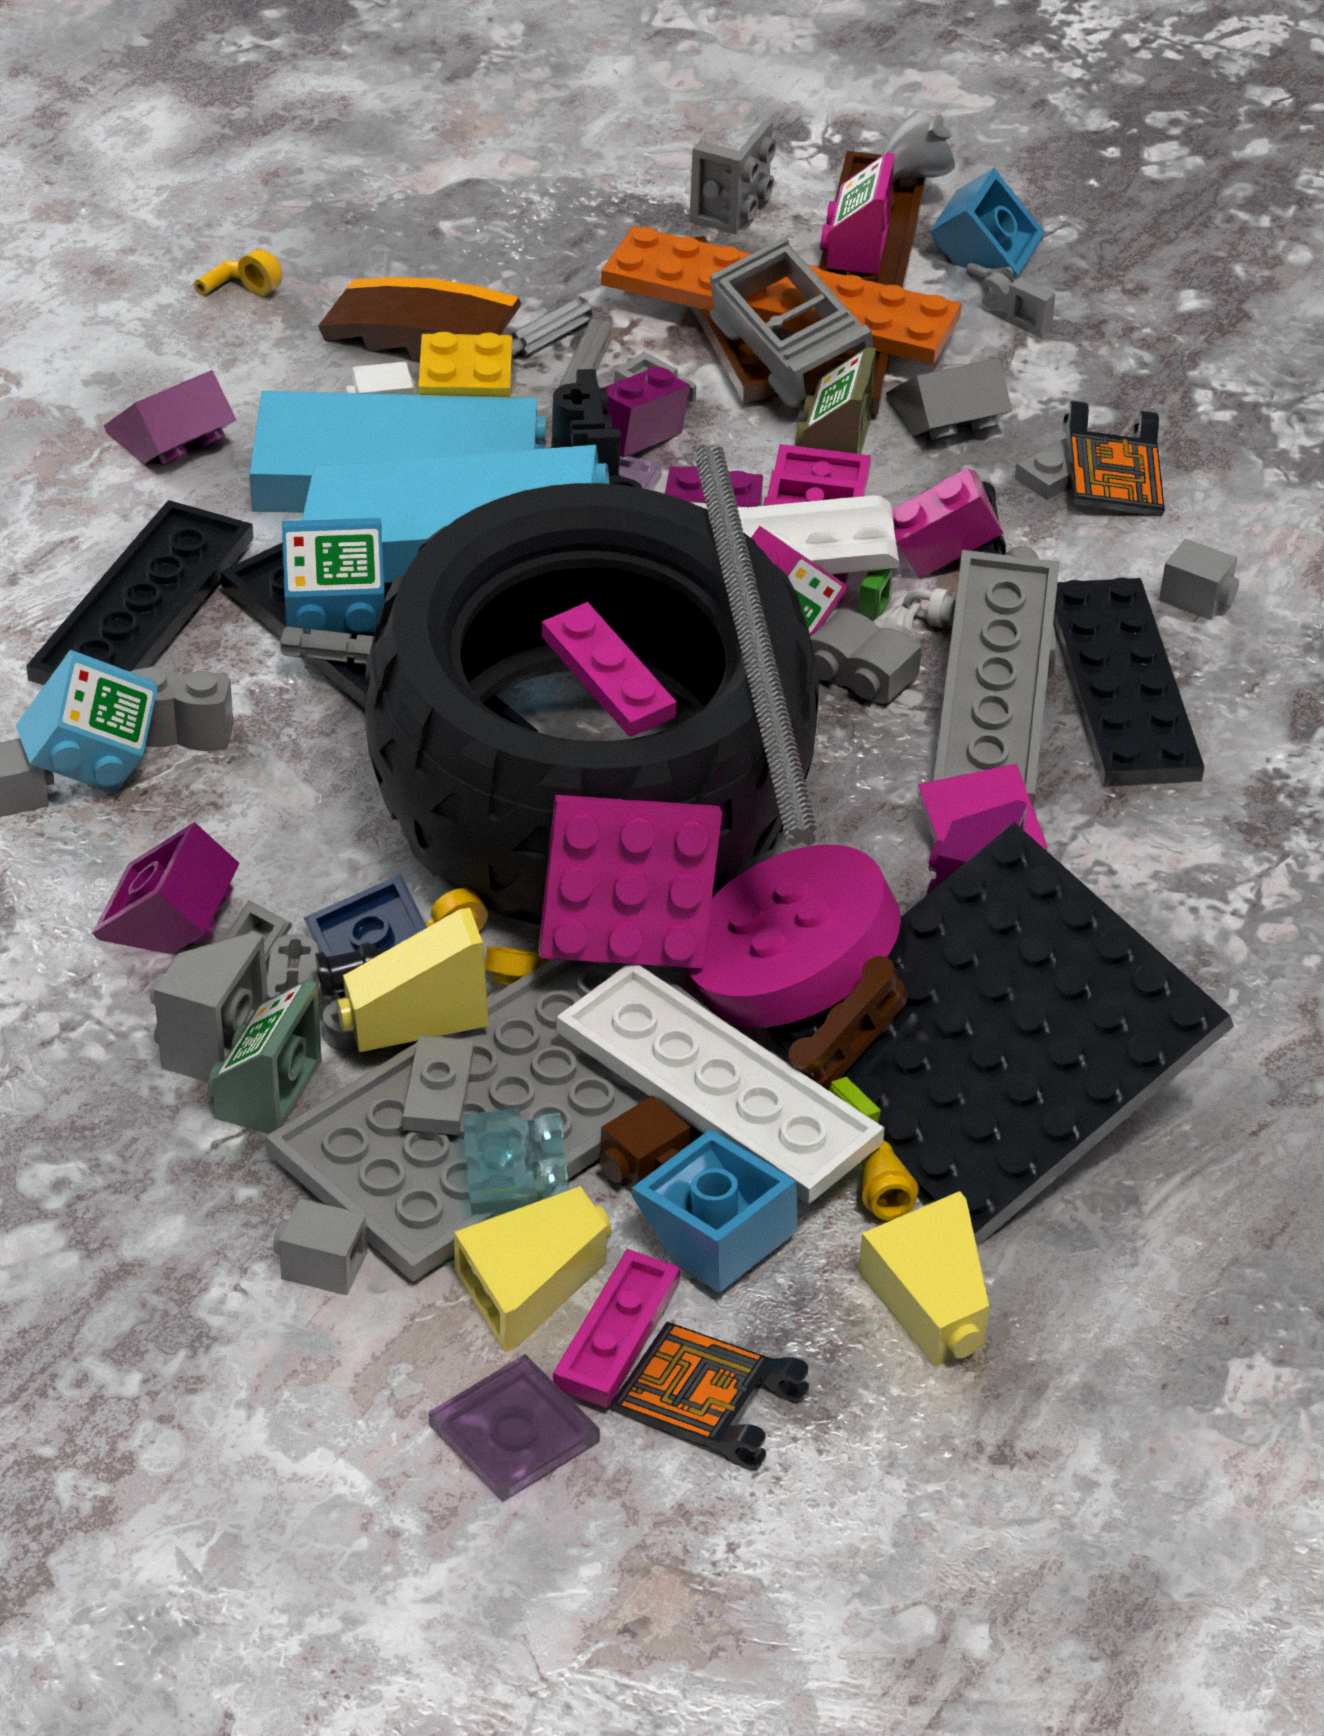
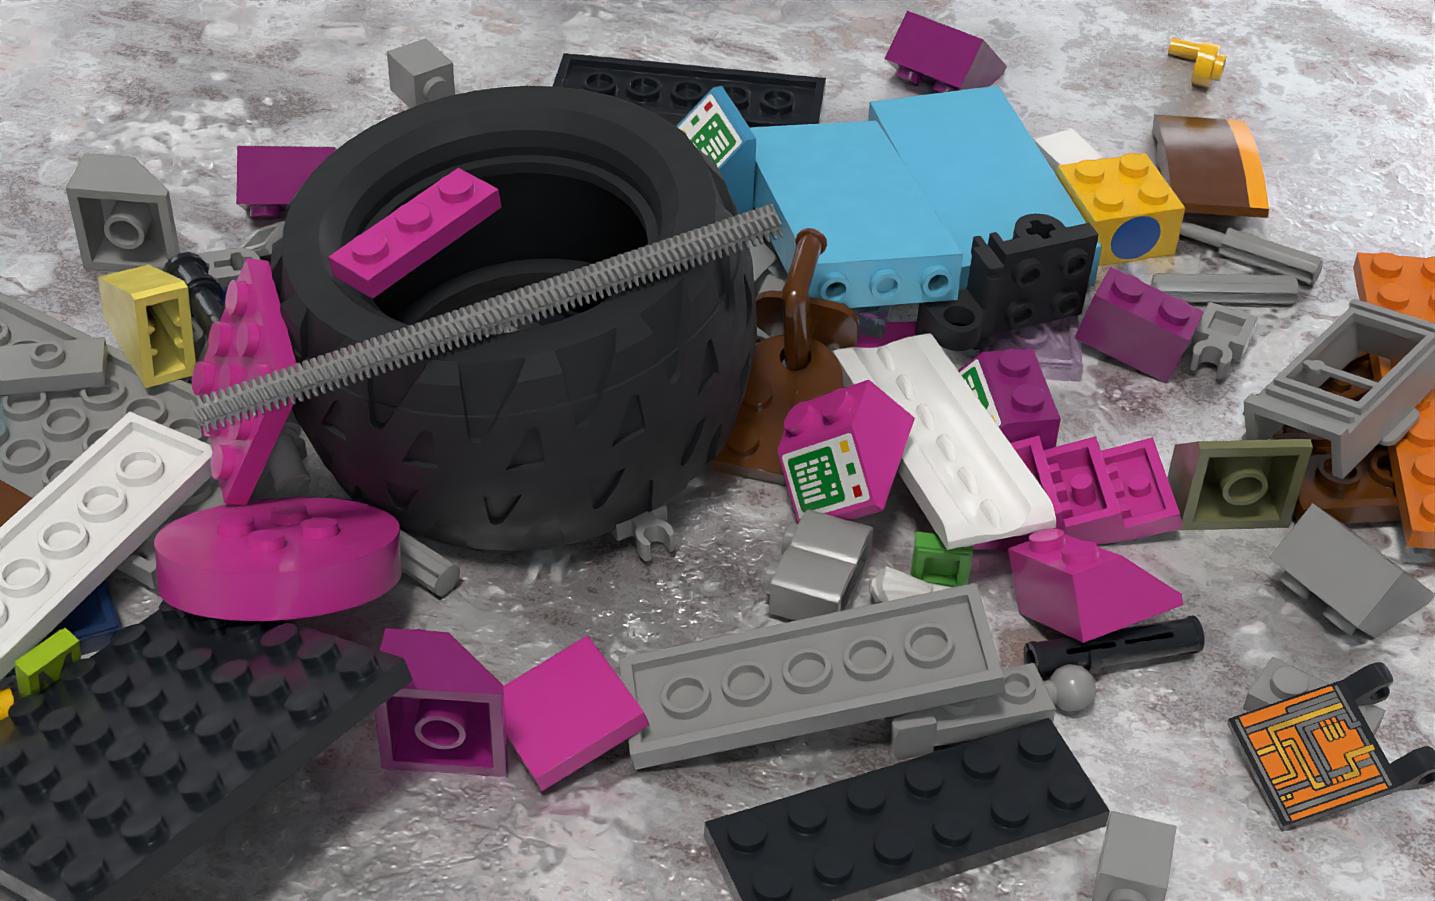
camera: 75 degrees right, 0 degrees up
(89, 722) = (456, 60): medium azure slope -> none
(269, 1061) = (61, 265): sand green slope -> none
(851, 1024) = (131, 617): reddish brown plate -> none

